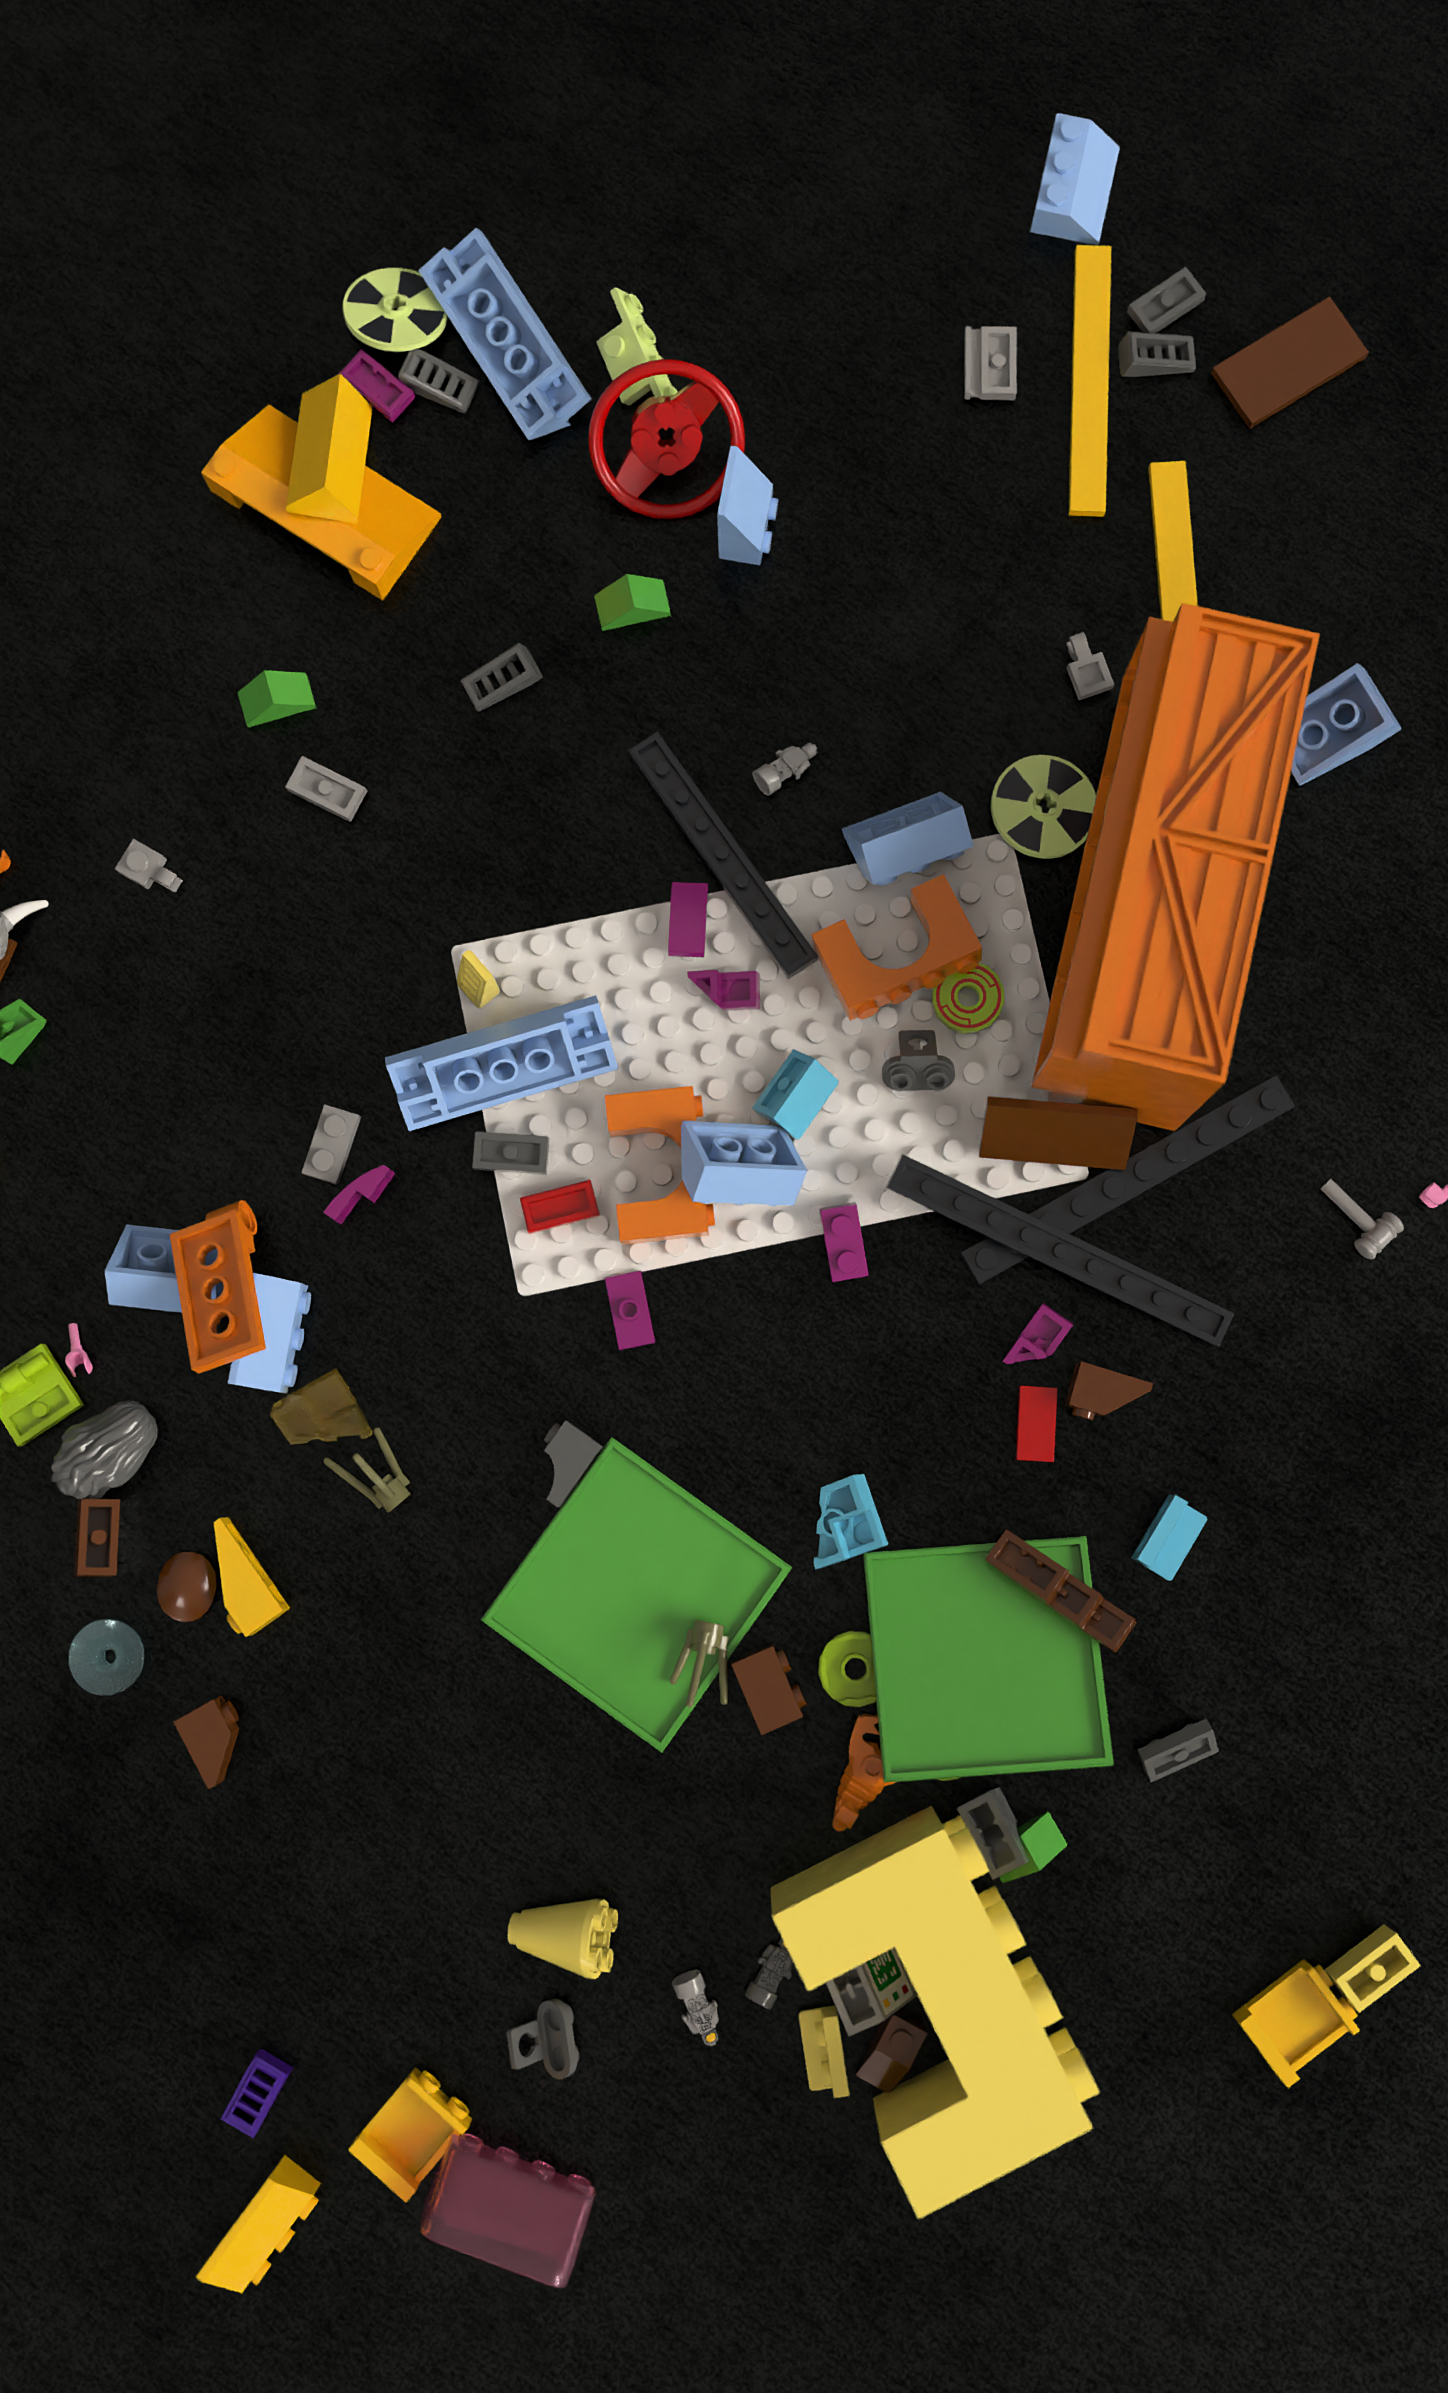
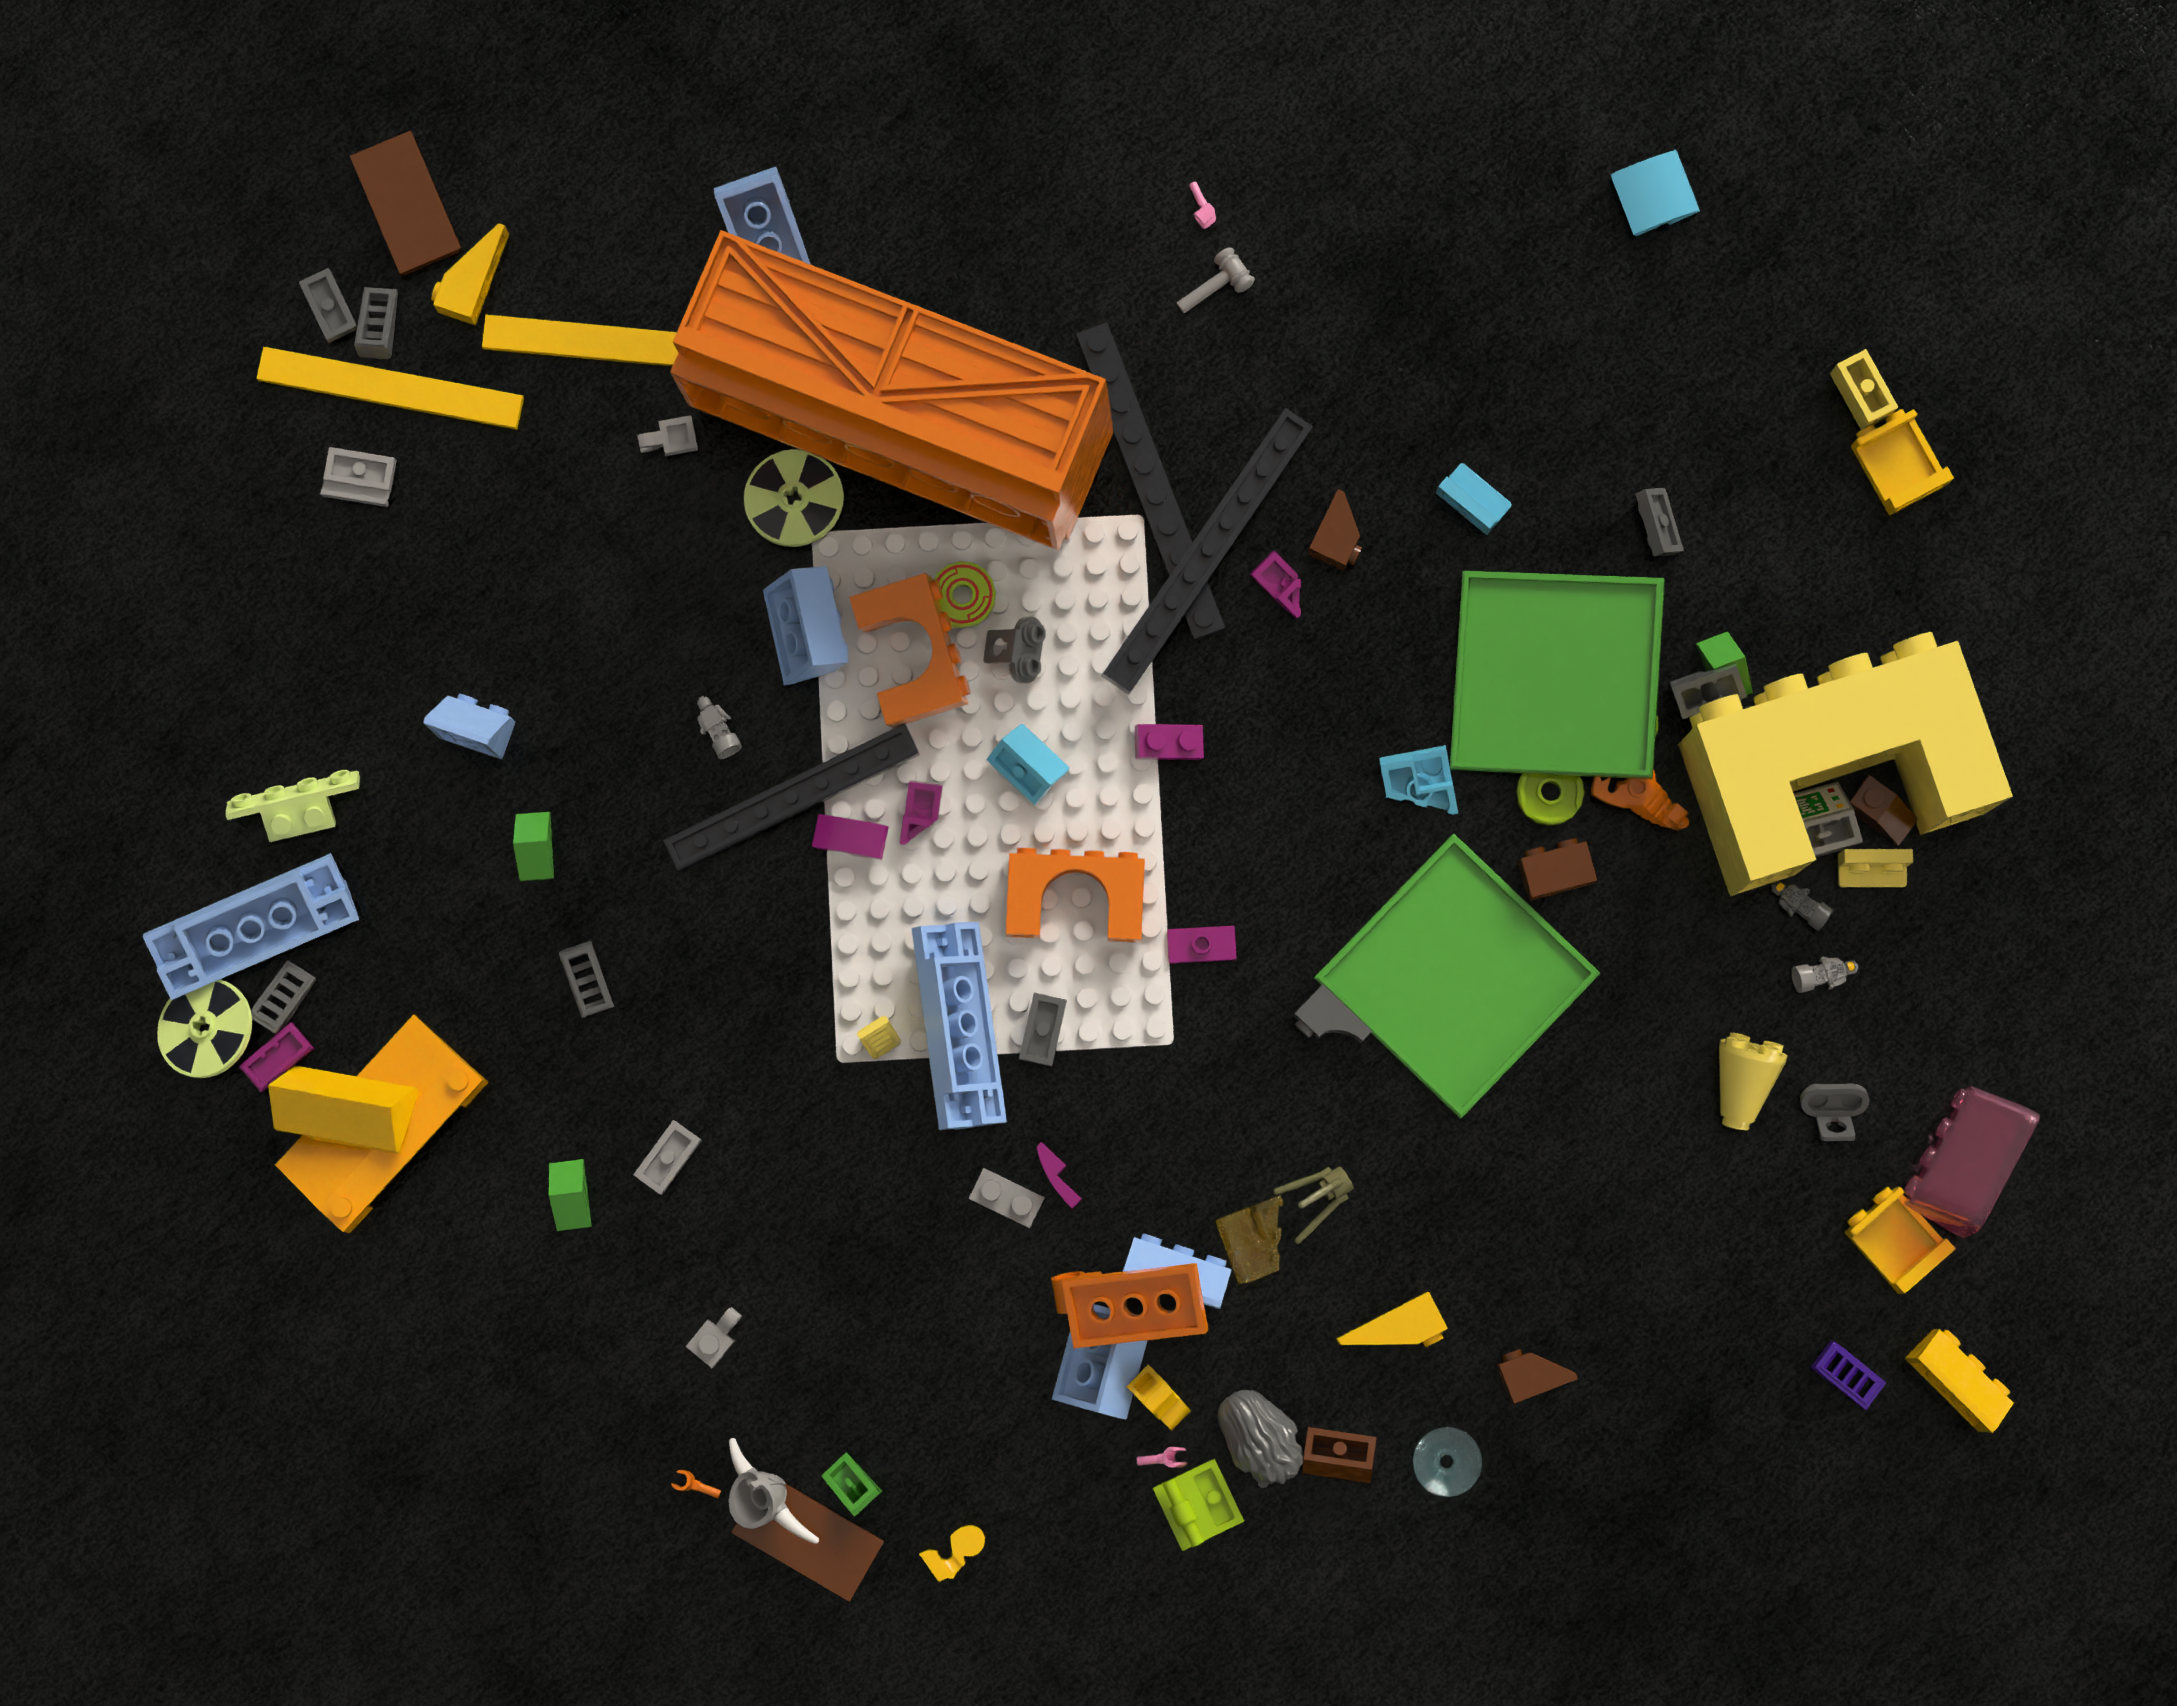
camera: 85 degrees left, 0 degrees up
(131, 1334) = (1158, 1397): none -> yellow leg
(186, 1586) = (1393, 1381): reddish brown hat -> none
(559, 1207) = (1098, 993): red tile -> none
(651, 455) = (398, 787): red piece -> none
(705, 1638) = (1507, 917): olive plant -> none
(740, 1163) = (1087, 820): light blue slope -> none
(1036, 1423) = (1357, 598): red tile -> none
(1057, 1133) = (1102, 534): reddish brown tile -> none
(1060, 1591) = (1507, 600): reddish brown slope -> none
(1075, 181) = (193, 369): light blue slope -> none
(1219, 437) = (468, 281): none -> yellow slope

